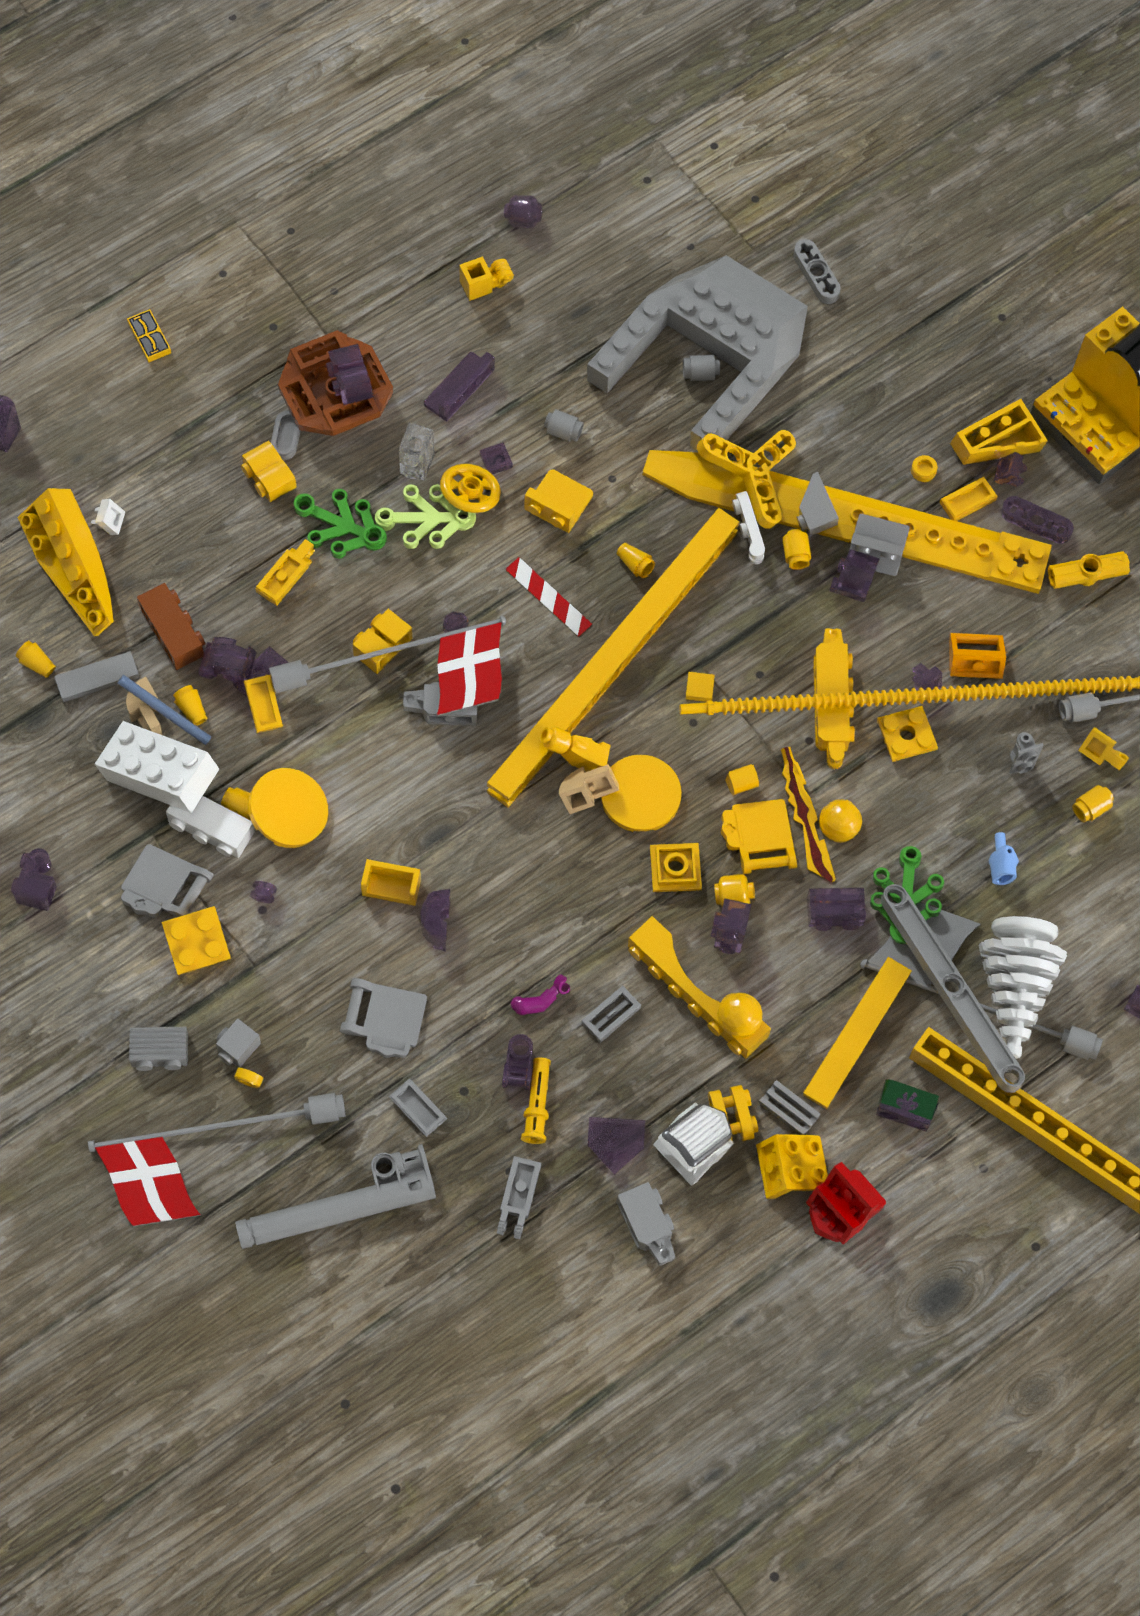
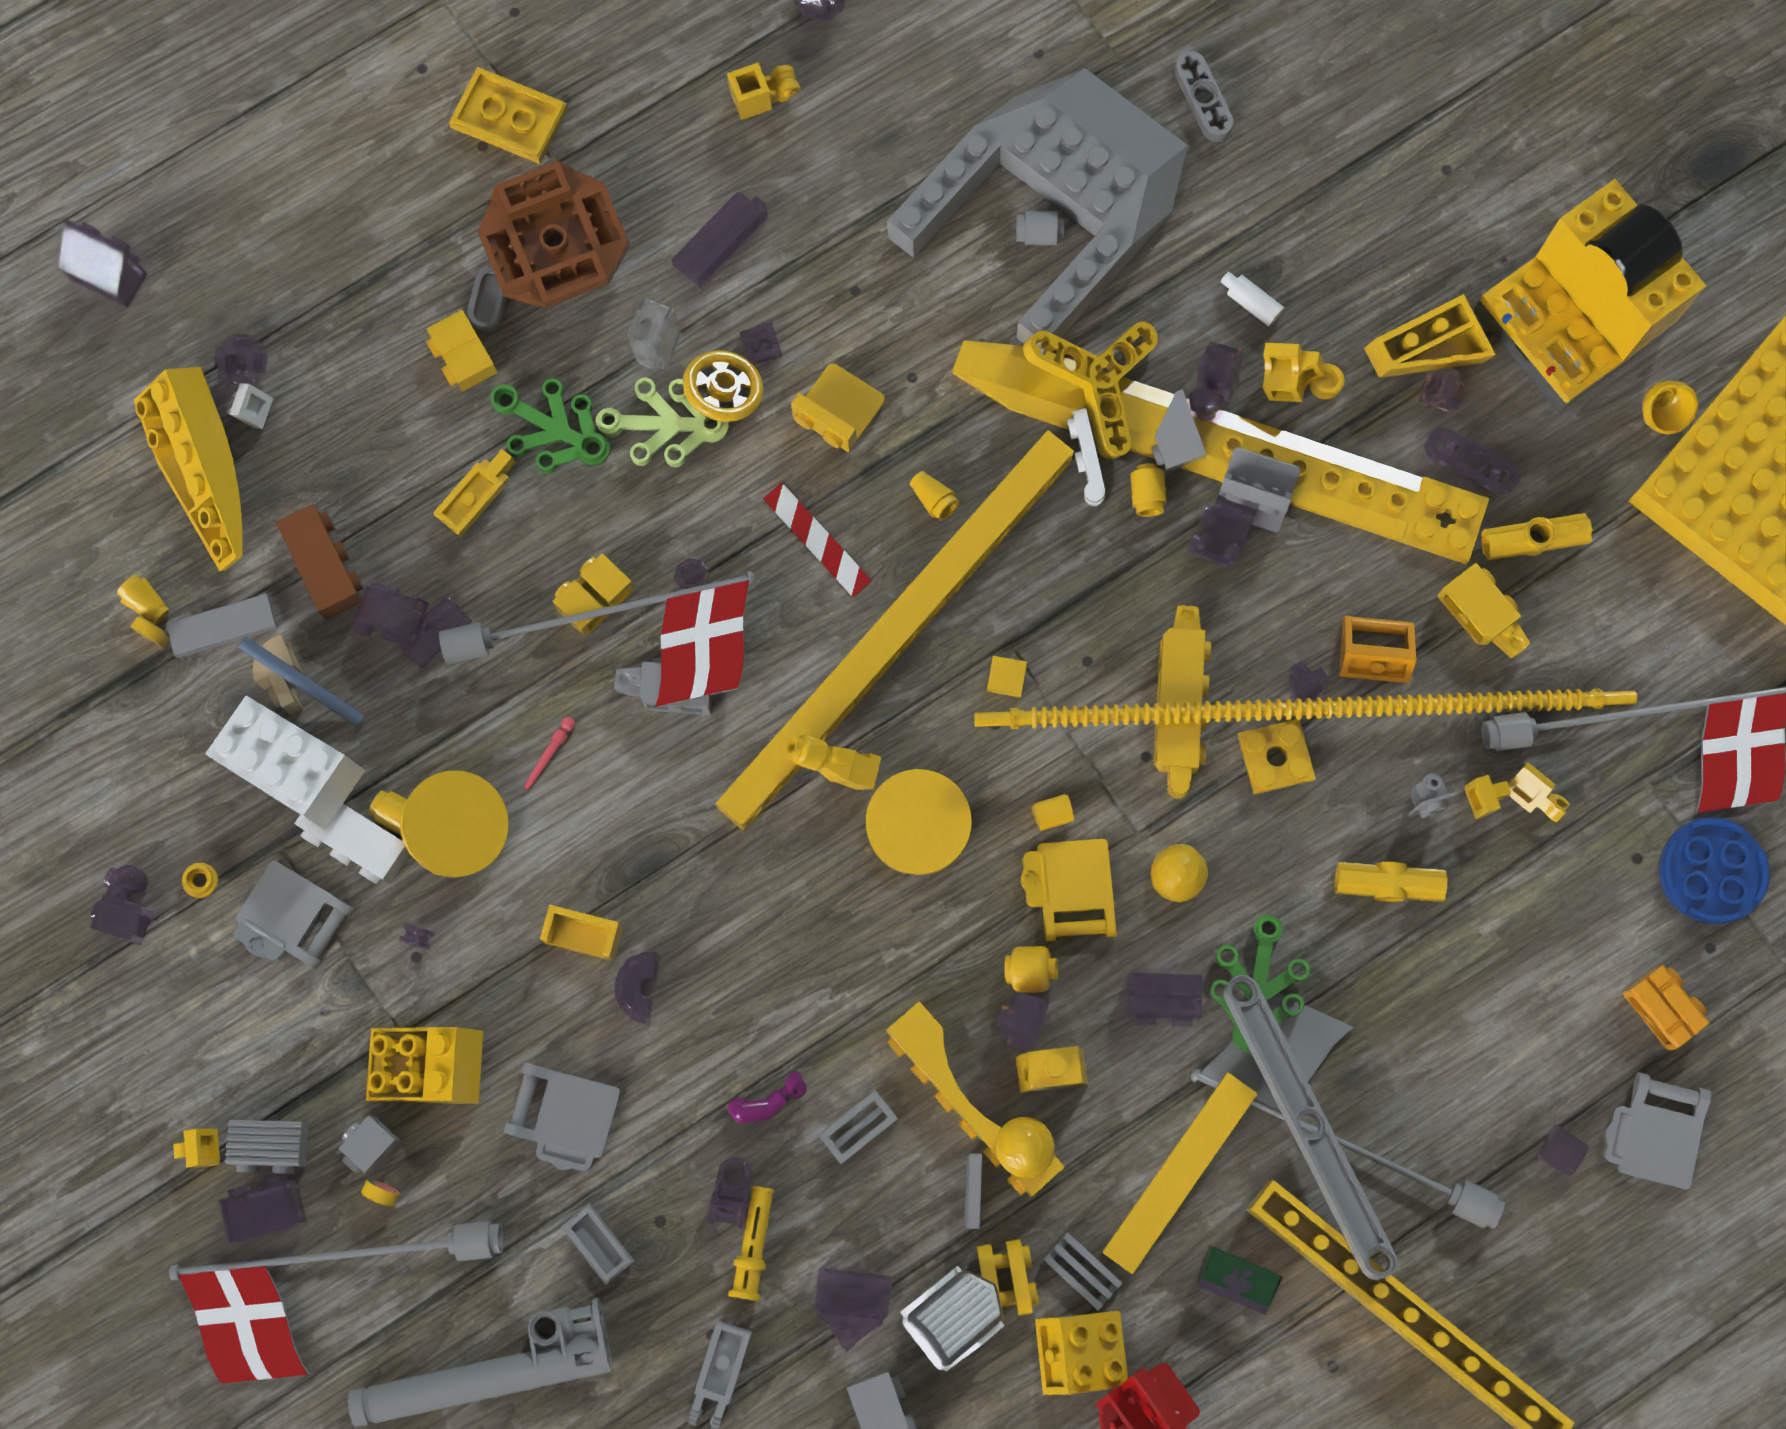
camera: 10 degrees right, 10 degrees up
(42, 682) = (150, 631): none -> yellow tile
(88, 854) = (192, 873): none -> yellow plate
(94, 490) = (233, 367): none -> clear purple brick
(105, 1053) = (199, 1148): none -> yellow tile
(149, 335) = (319, 153): tile -> none
(157, 1094) = (261, 1210): none -> clear purple brick
(190, 704) = (339, 672): yellow cone -> none
(196, 940) = (325, 999): yellow plate -> none
(263, 704) = (432, 676): yellow tile -> none
(276, 984) = (425, 1065): none -> yellow slope
(292, 303) = (508, 115): none -> yellow tile
(350, 374) = (569, 226): clear purple brick -> none
(361, 747) = (559, 737): none -> coral piece
(563, 425) = (852, 302): light grey brick -> none
(582, 787) = (841, 814): tan brick -> none
(668, 880) = (944, 947): yellow piece -> none
(702, 1053) = (973, 1191): none -> light grey tile
(756, 961) = (1051, 1069): none -> yellow torso
(804, 813) = (1144, 913): yellow sword -> none
(842, 467) = (1216, 379): none -> clear purple brick
(864, 412) = (1252, 298): none -> white cylinder
(896, 459) = (1290, 371): none -> yellow brick
(968, 499) = (1382, 427): yellow tile -> none
(999, 817) = (1390, 882): none -> yellow piece
(1003, 861) = (1390, 943): light blue piece -> none
(1020, 973) = (1399, 1129): white plant -> none
(1054, 623) = (1484, 610): none -> yellow hinge
(1065, 753) = (1484, 796): none -> yellow tile
(1093, 803) = (1517, 868): yellow brick -> none

